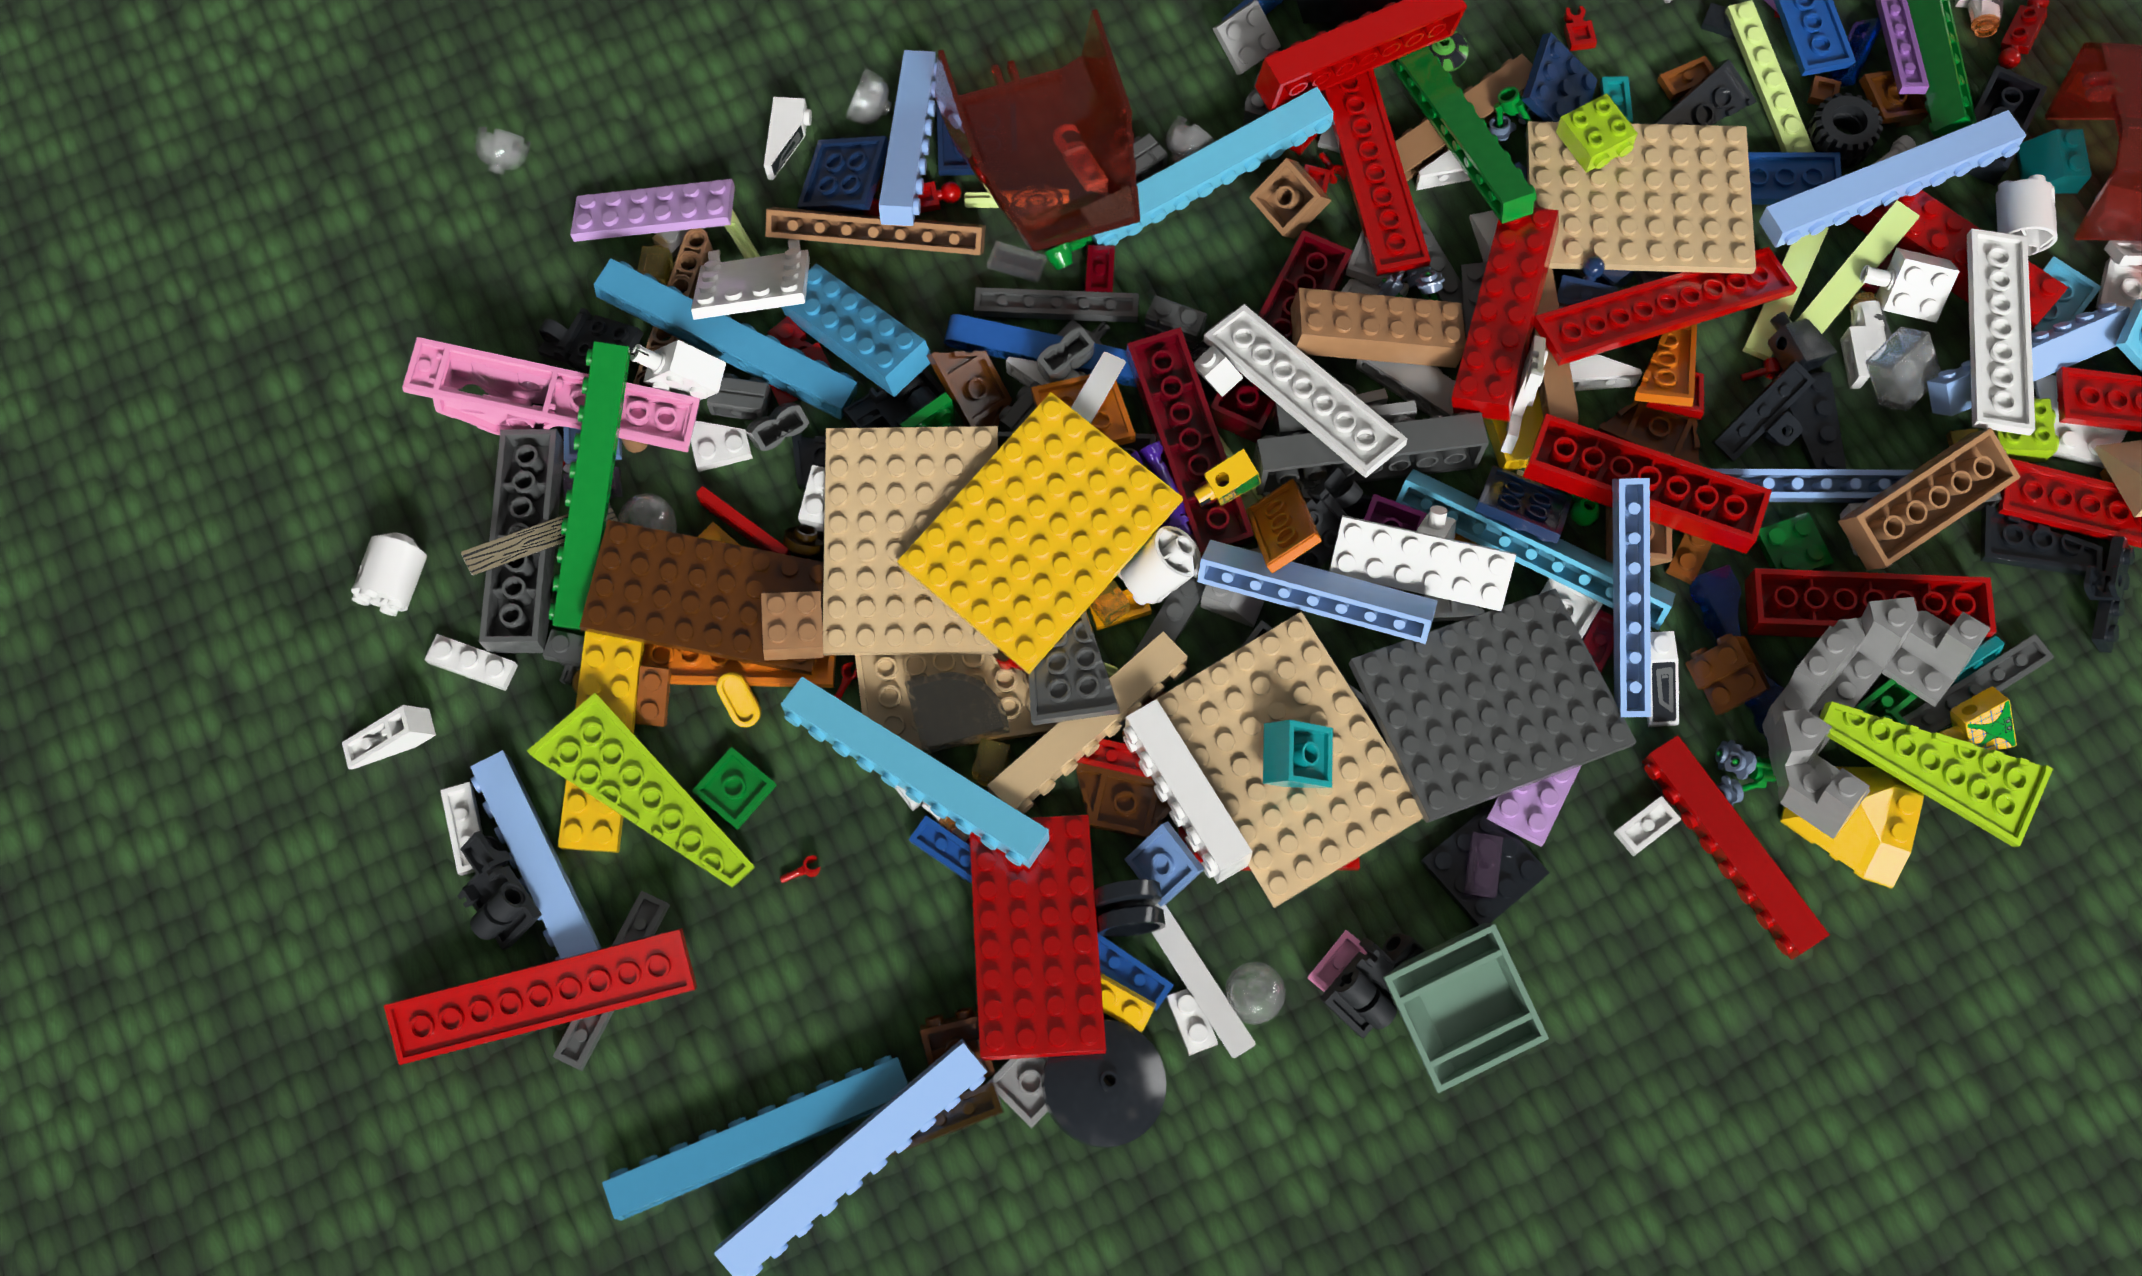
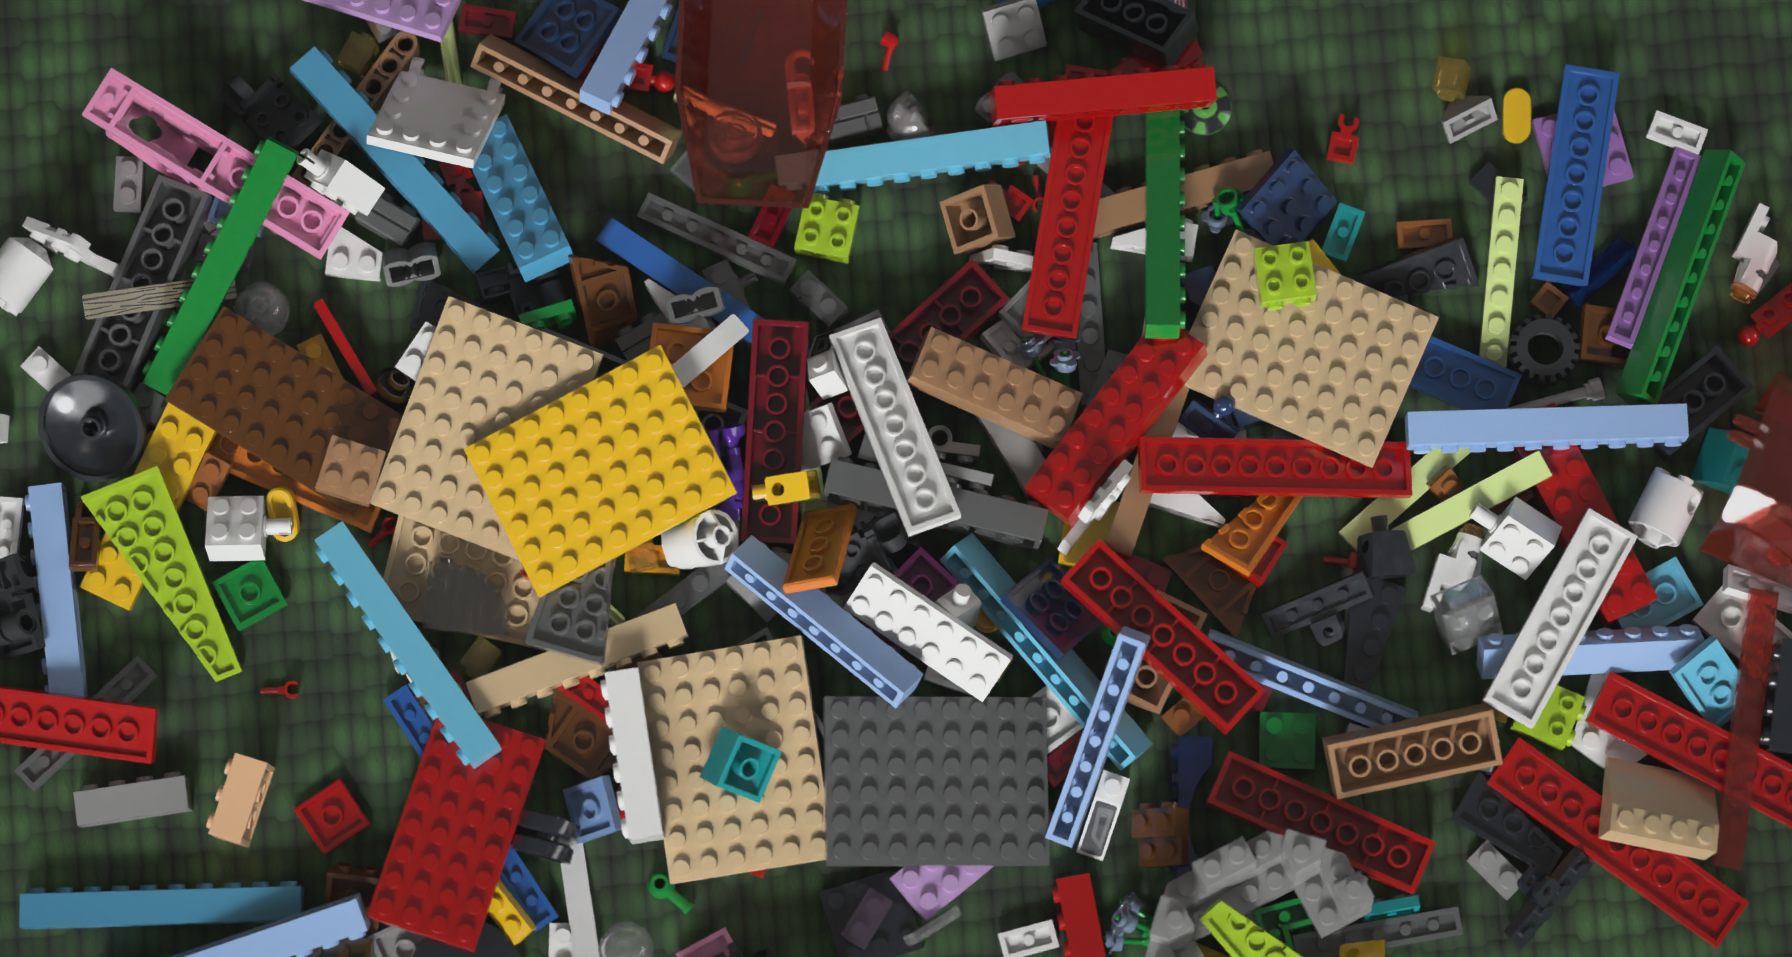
camera: 20 degrees right, 10 degrees up
(426, 523) = (72, 245): none -> white wing
(476, 457) = (129, 184): none -> light grey plate
(491, 689) = (92, 426): none -> black dish
(547, 798) = (84, 541): none -> reddish brown hinge
(688, 1040) = (132, 801): none -> light grey brick
(701, 726) = (240, 527): none -> white brick
(756, 200) = (487, 21): none -> dark red plate
(801, 992) = (240, 800): none -> light nougat brick
(901, 976) = (332, 816): none -> red tile
(1140, 91) = (890, 41): none -> red hand
(1155, 258) = (827, 229): none -> lime brick
(1237, 427) = (822, 437): none -> white wing
(1273, 918) = (668, 891): none -> green bar
(1333, 224) = (1005, 260): none -> white wing
(1551, 846) = (932, 926): none -> clear tile
(1817, 272) = (1445, 484): none -> dark orange plate
(2047, 589) = (1495, 869): none -> light grey plate

